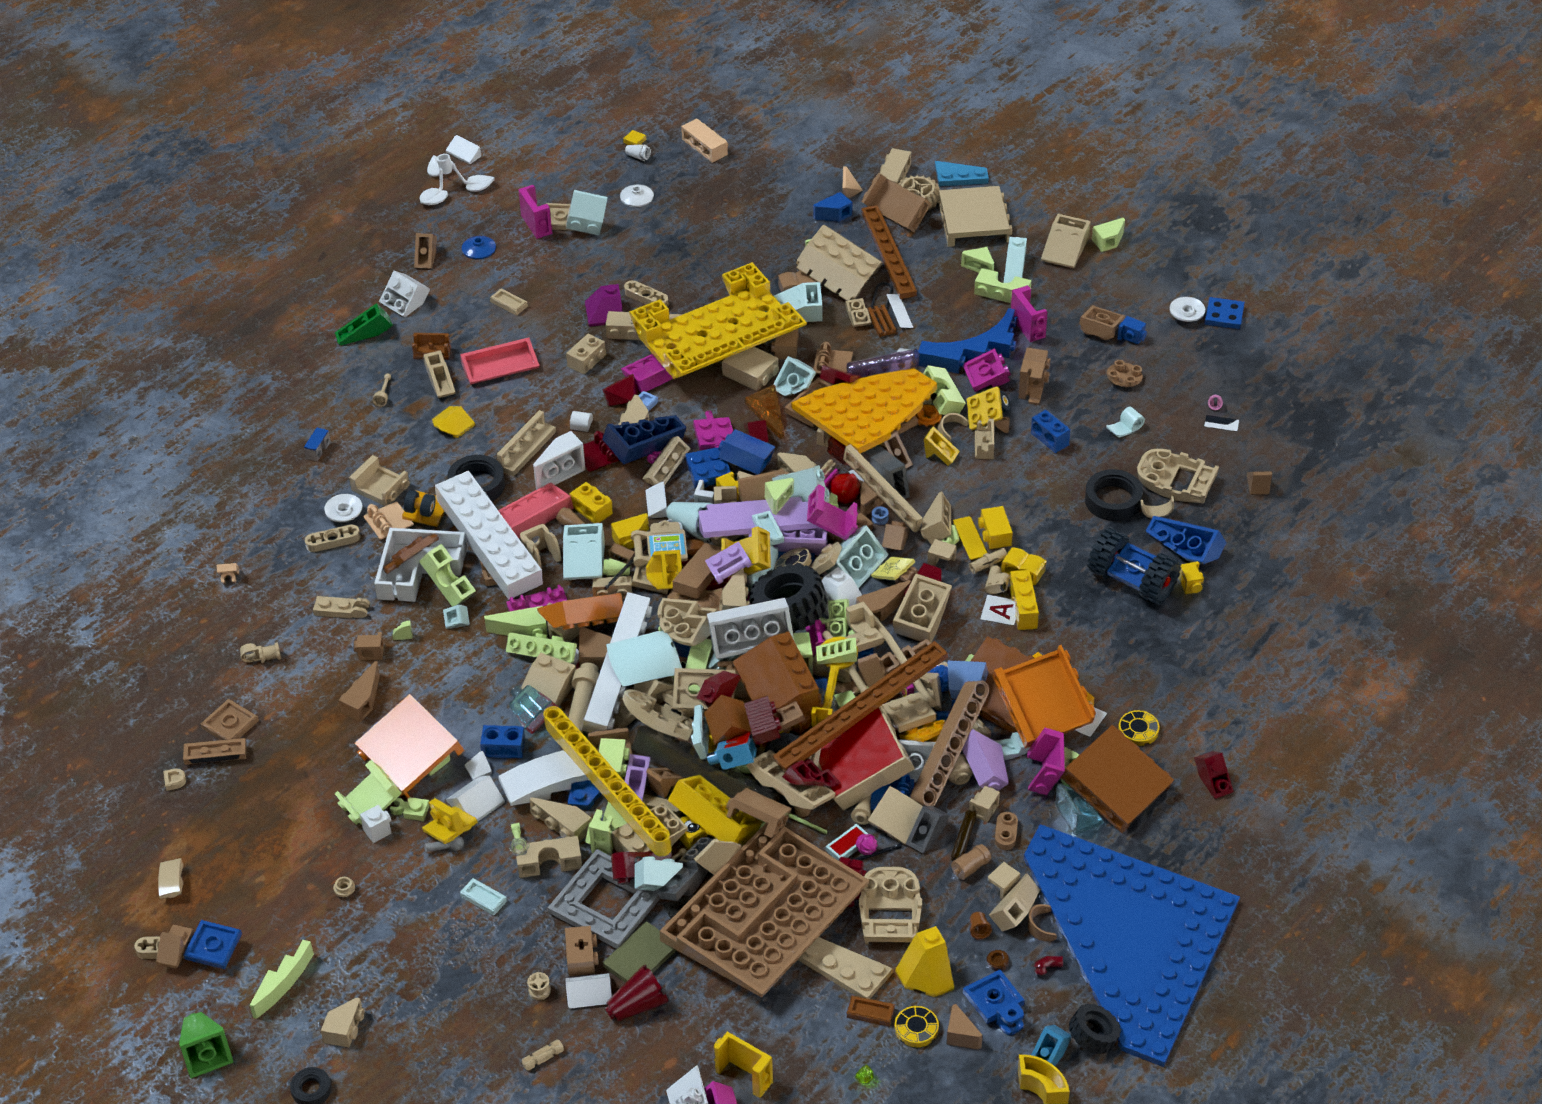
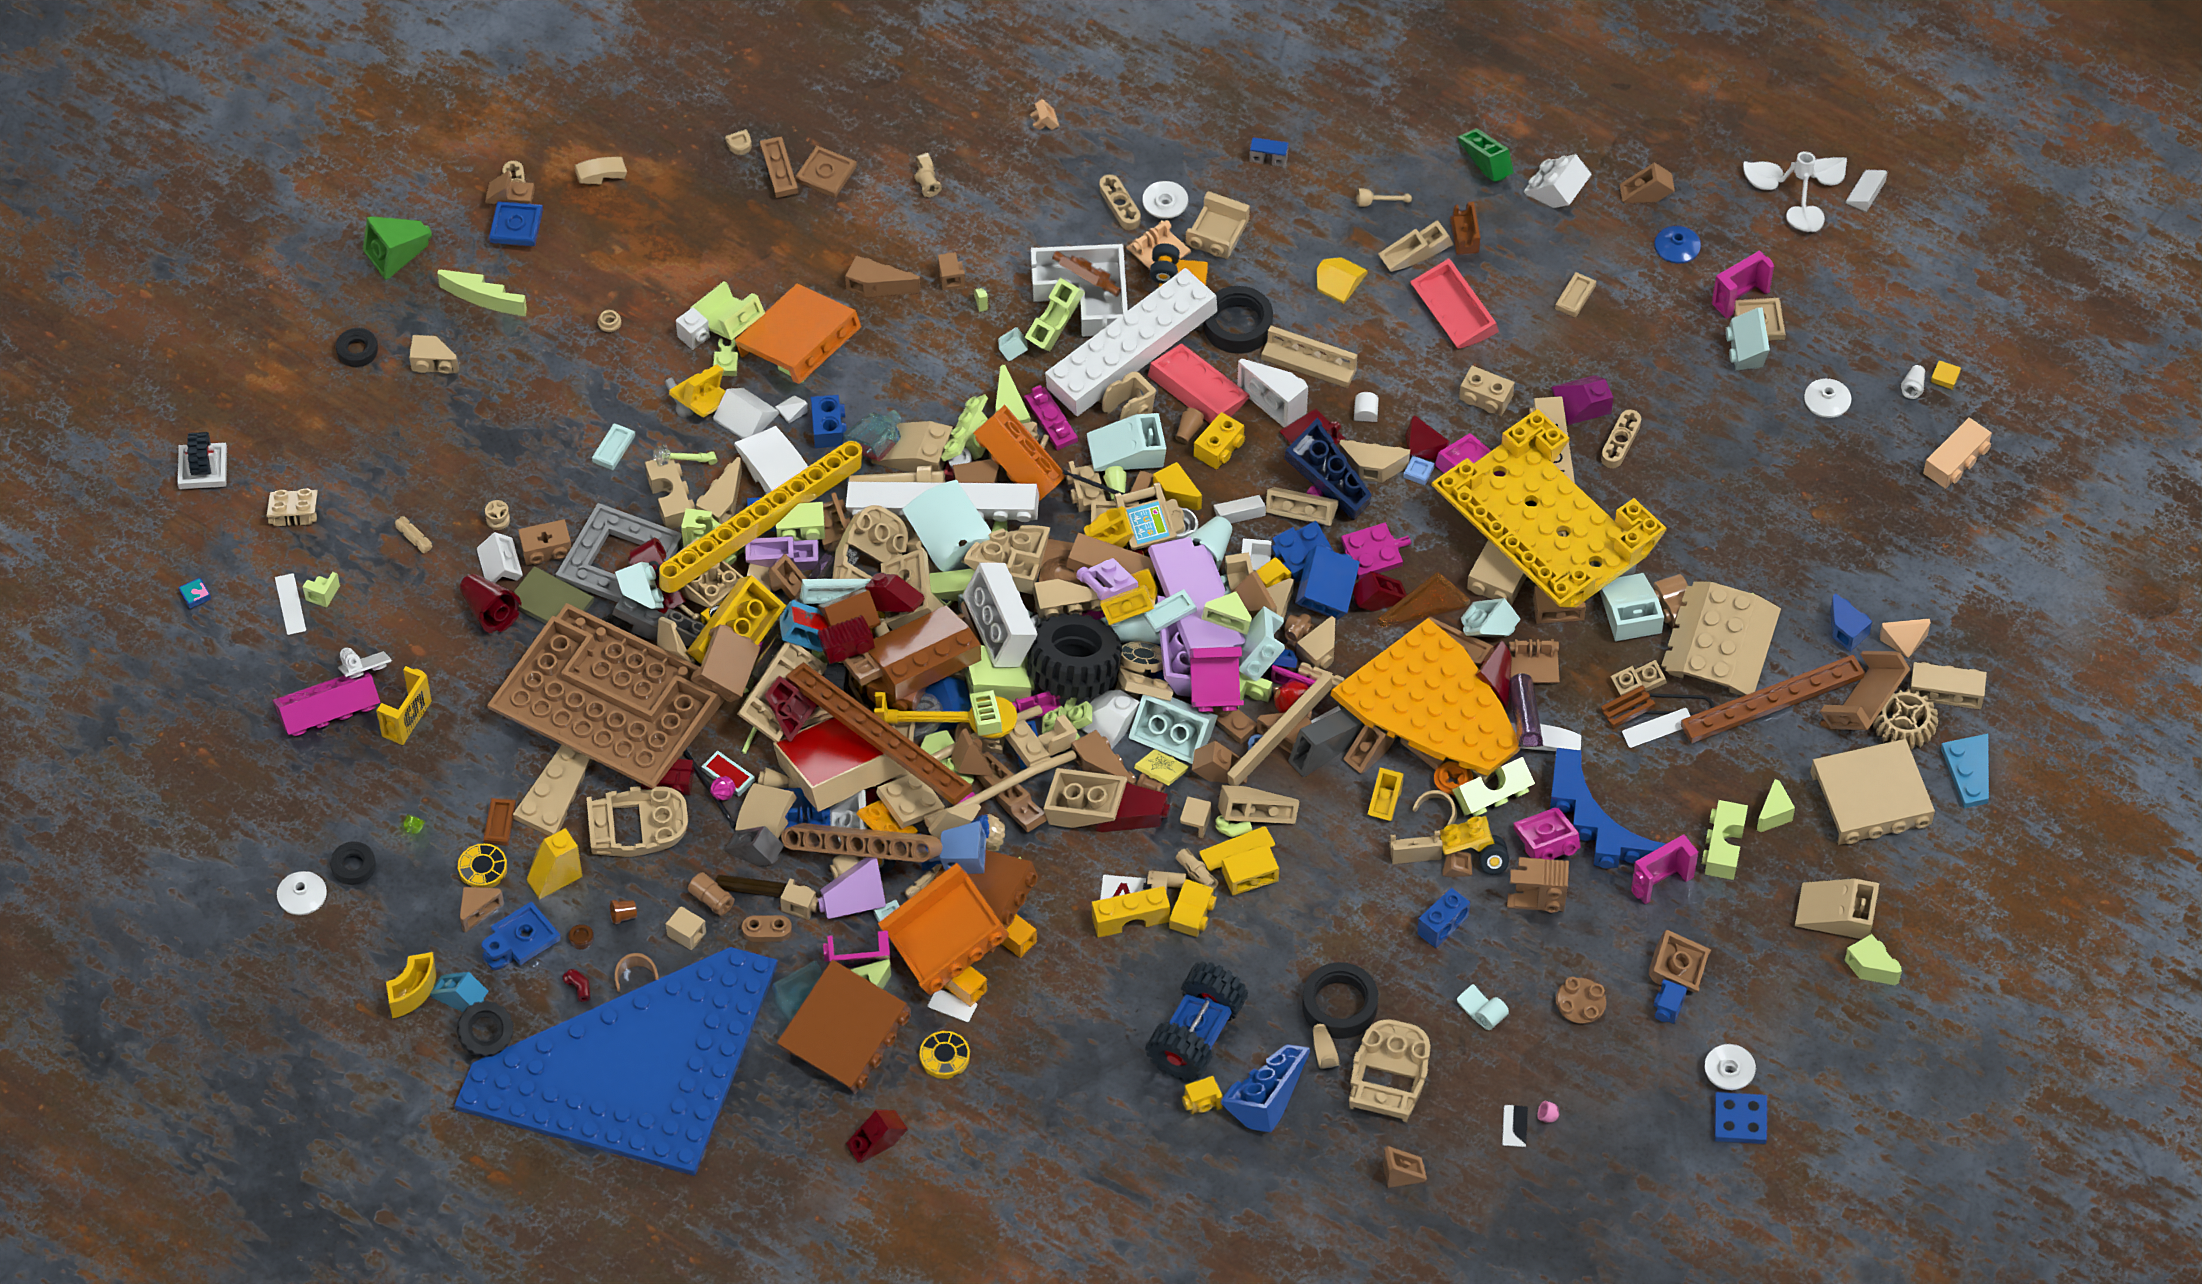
camera: 80 degrees right, 10 degrees up
(340, 607) = (1012, 231): tan hinge -> none
(1015, 258) = (1783, 850): light aqua slope -> none
(1015, 904) = (654, 942): tan slope -> none

